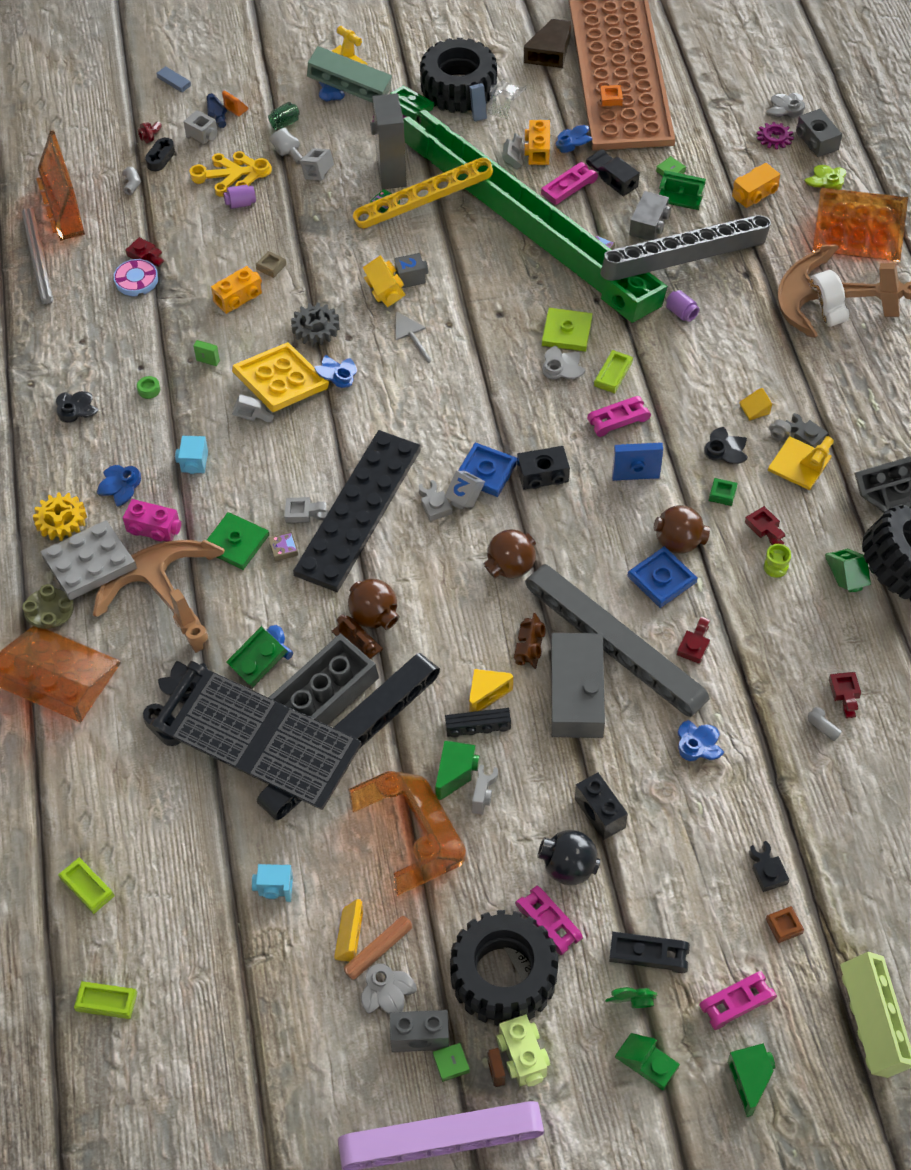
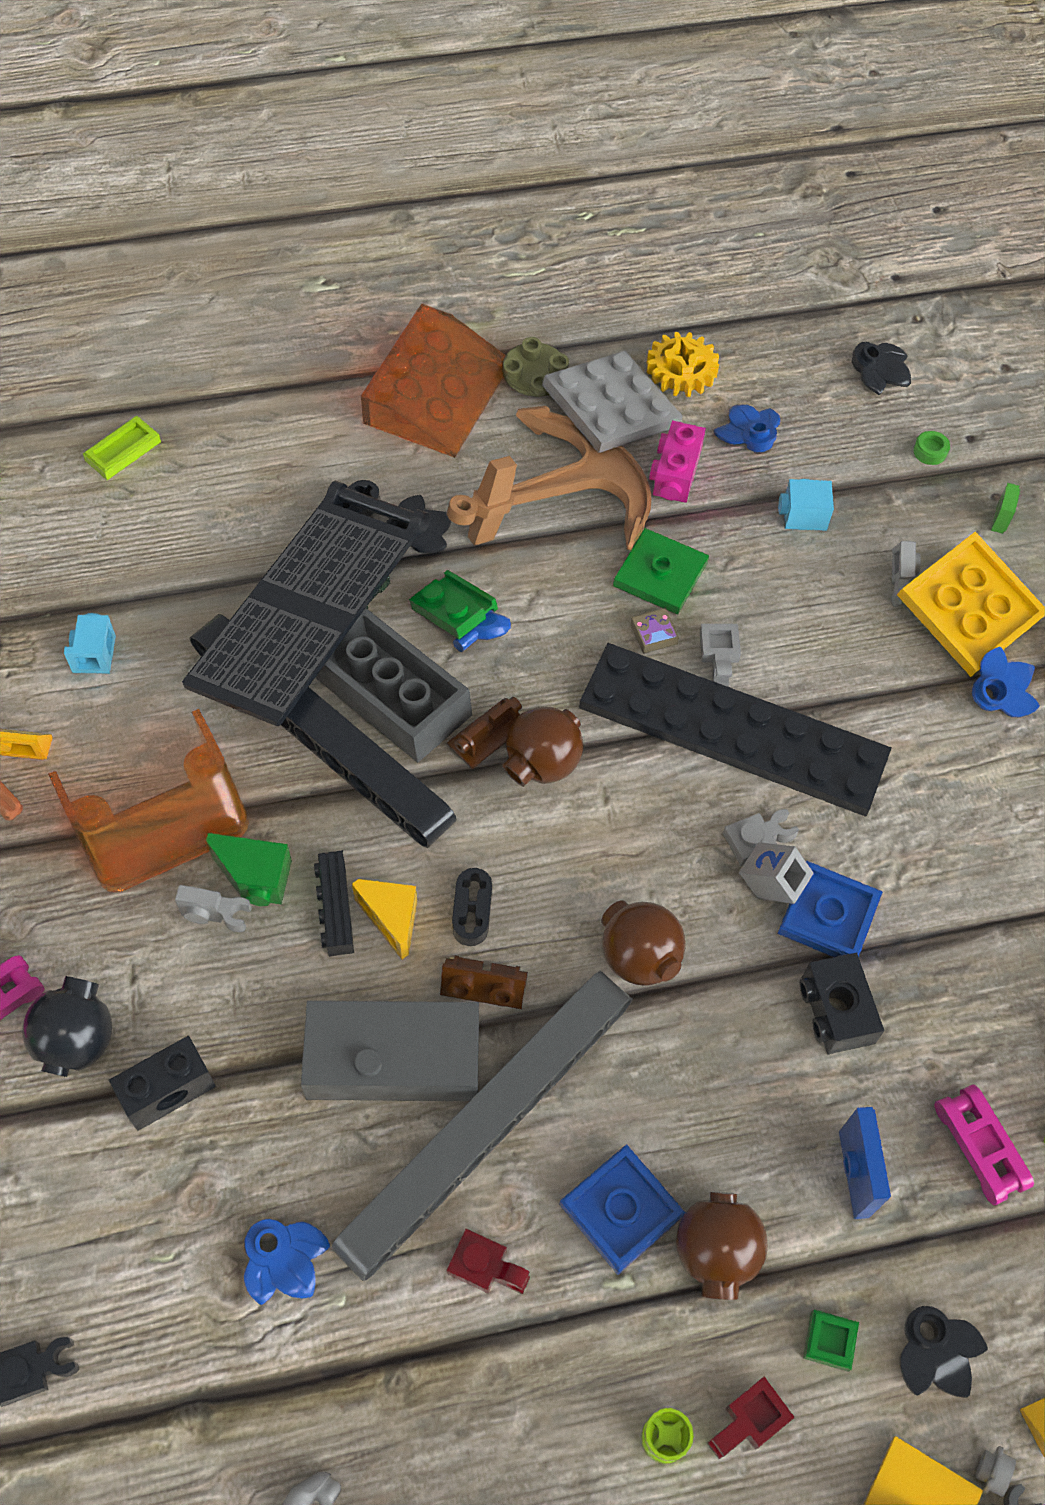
camera: 85 degrees right, 5 degrees up
(480, 649) = (481, 907): none -> black beam

